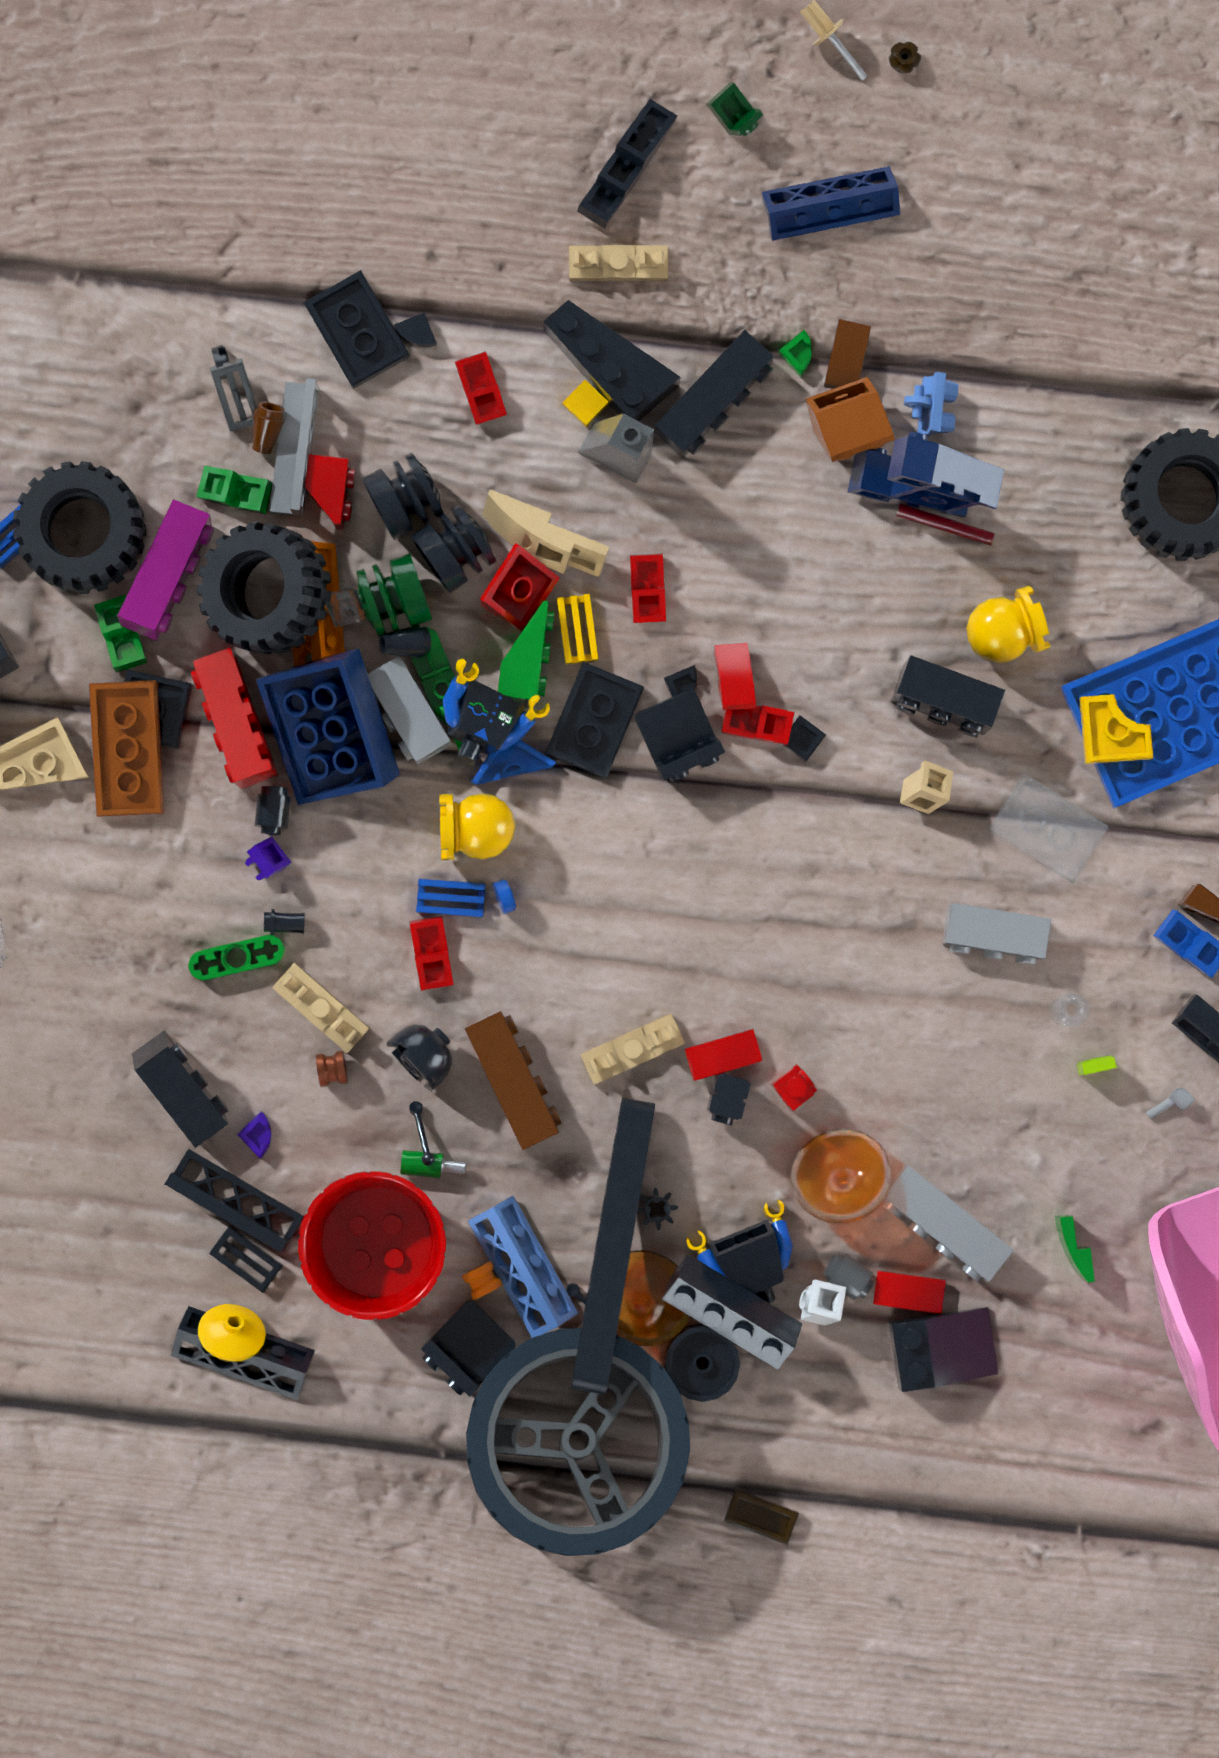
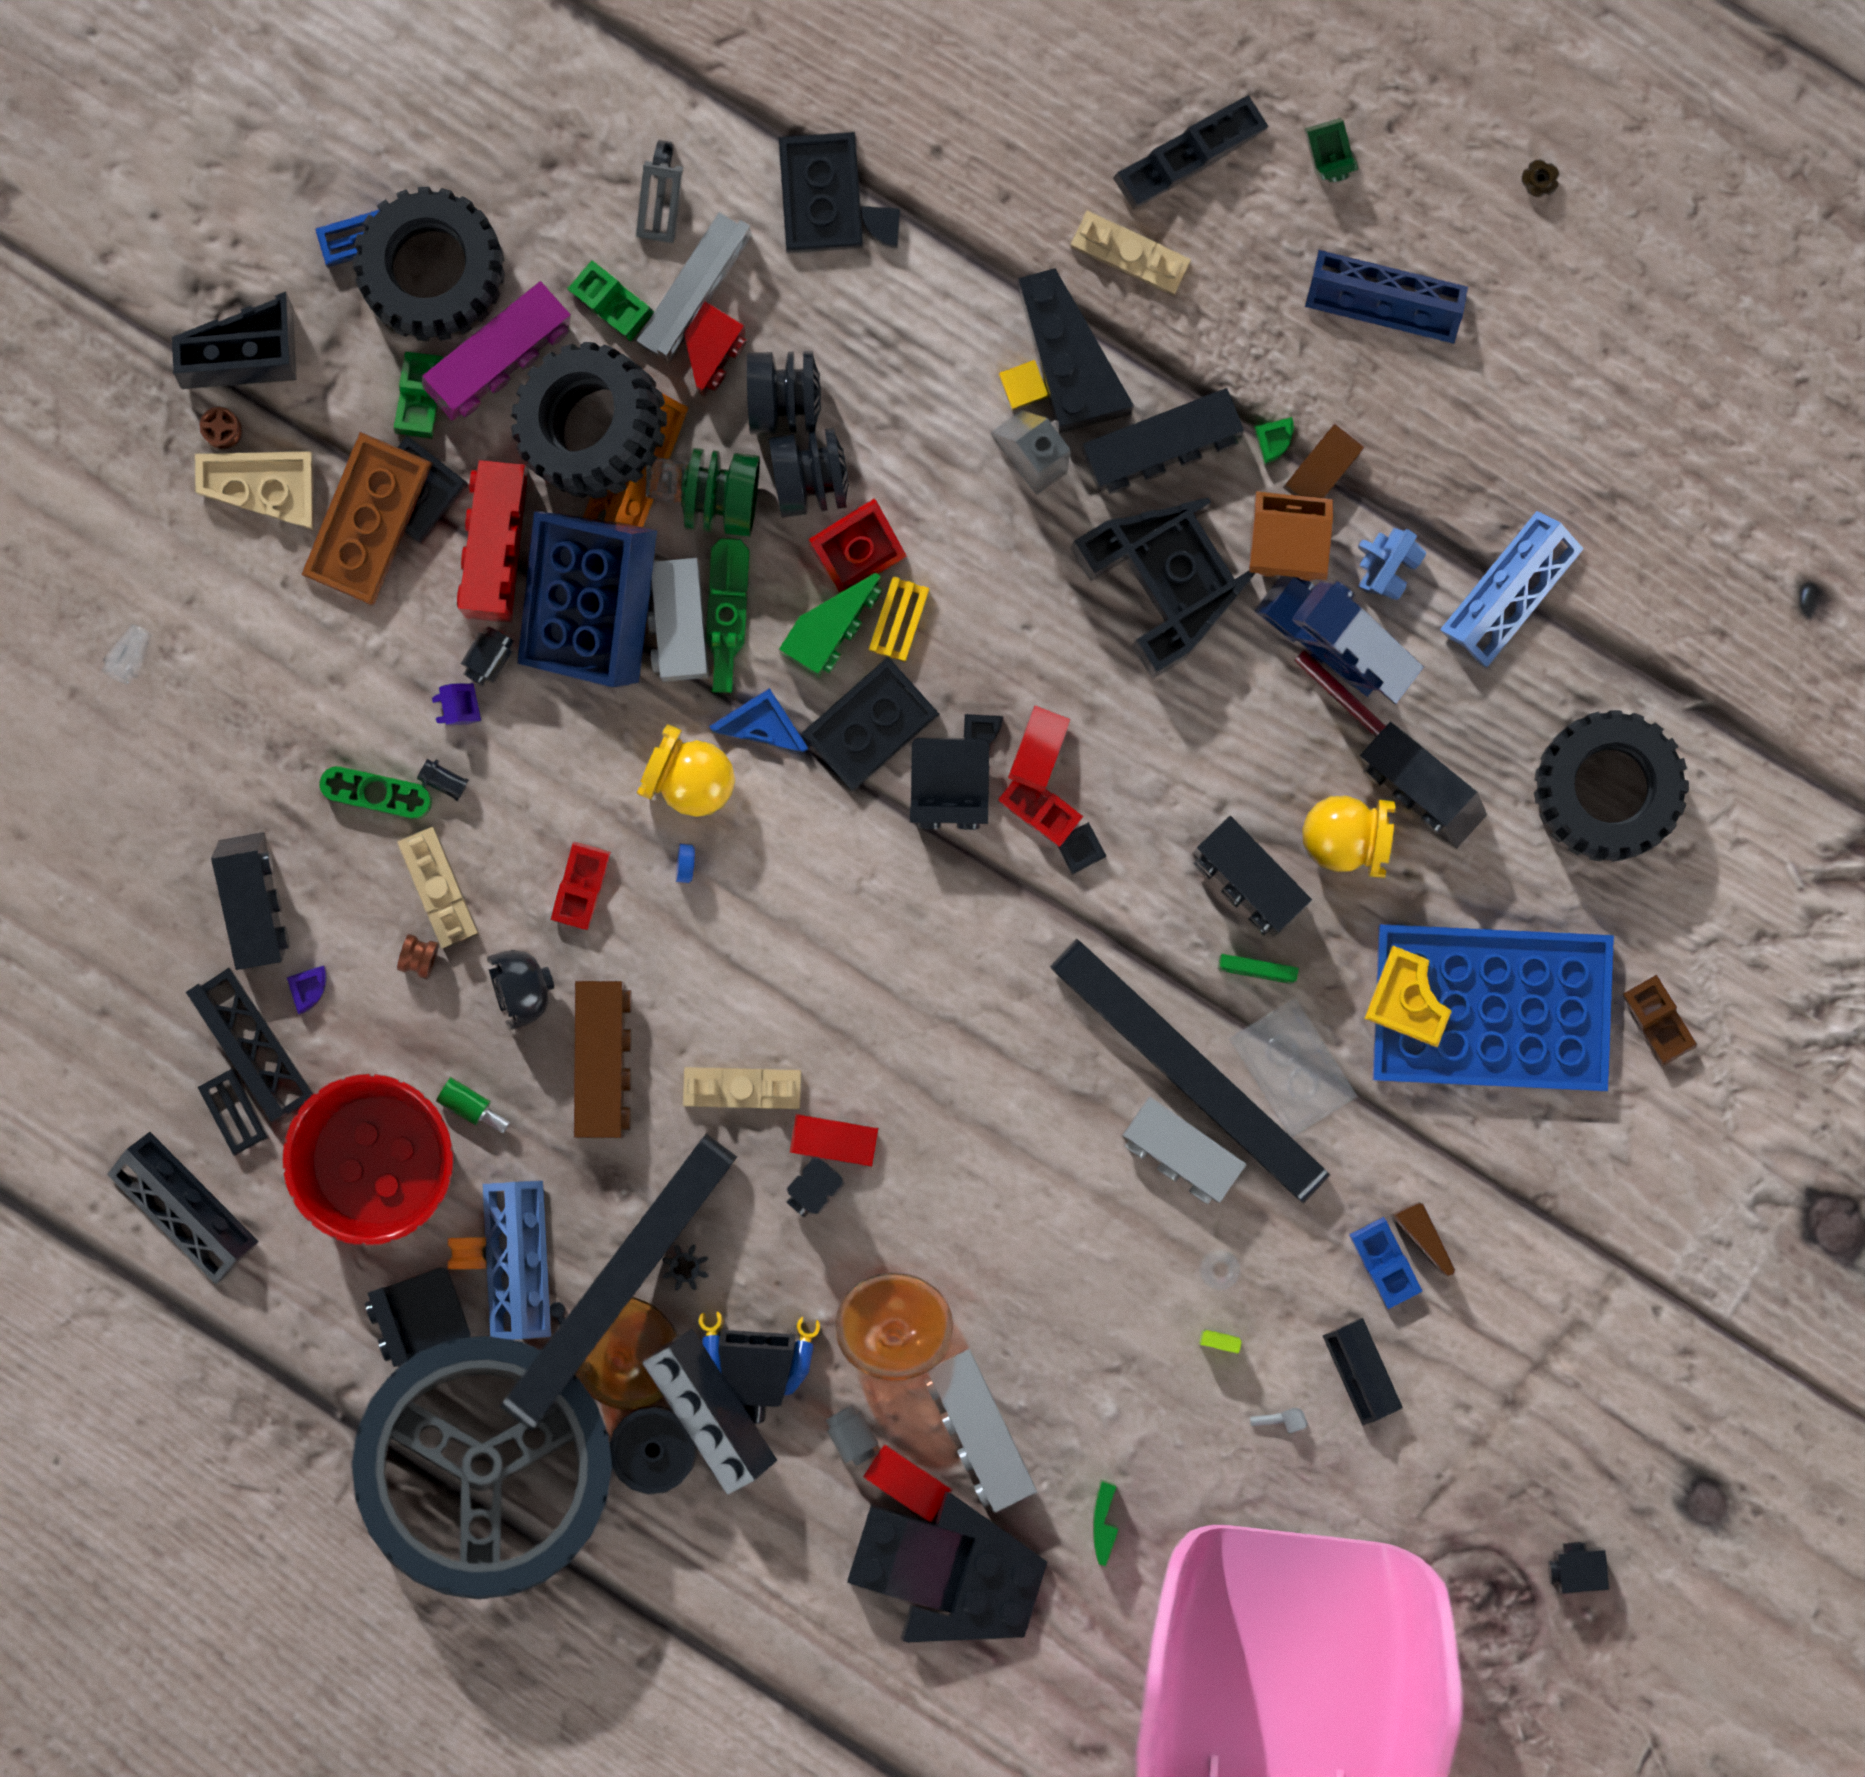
camera: 35 degrees right, 0 degrees up
(231, 1342) = (172, 1188): yellow dish -> none
(266, 426) = (676, 250): reddish brown cone -> none
(406, 642) = (711, 547): black cone -> none
(416, 1109) = (485, 1042): black hinge -> none
(421, 896) = (600, 821): blue tile -> none
(480, 388) = (920, 316): red slope -> none
(485, 717) = (754, 665): torso -> none
(546, 542) = (899, 494): tan slope -> none
(648, 588) = (994, 611): red slope -> none
(761, 1516) = (638, 1641): dark brown tile -> none
(775, 489) = (1176, 571): none -> black wedge
(794, 1087) = (891, 1210): red brick -> none
(816, 1302) = (809, 1449): white brick -> none
(825, 29) = (1469, 110): tan piece -> none
(927, 788) = (1183, 963): tan brick -> none
(971, 868) = (1190, 1071): none -> black beam
(985, 765) = (1257, 969): none -> green tile
(1015, 1338) = (995, 1585): none -> black wing
(1031, 376) = (1508, 582): none -> medium blue fence
(1043, 562) = (1423, 784): none -> black wedge

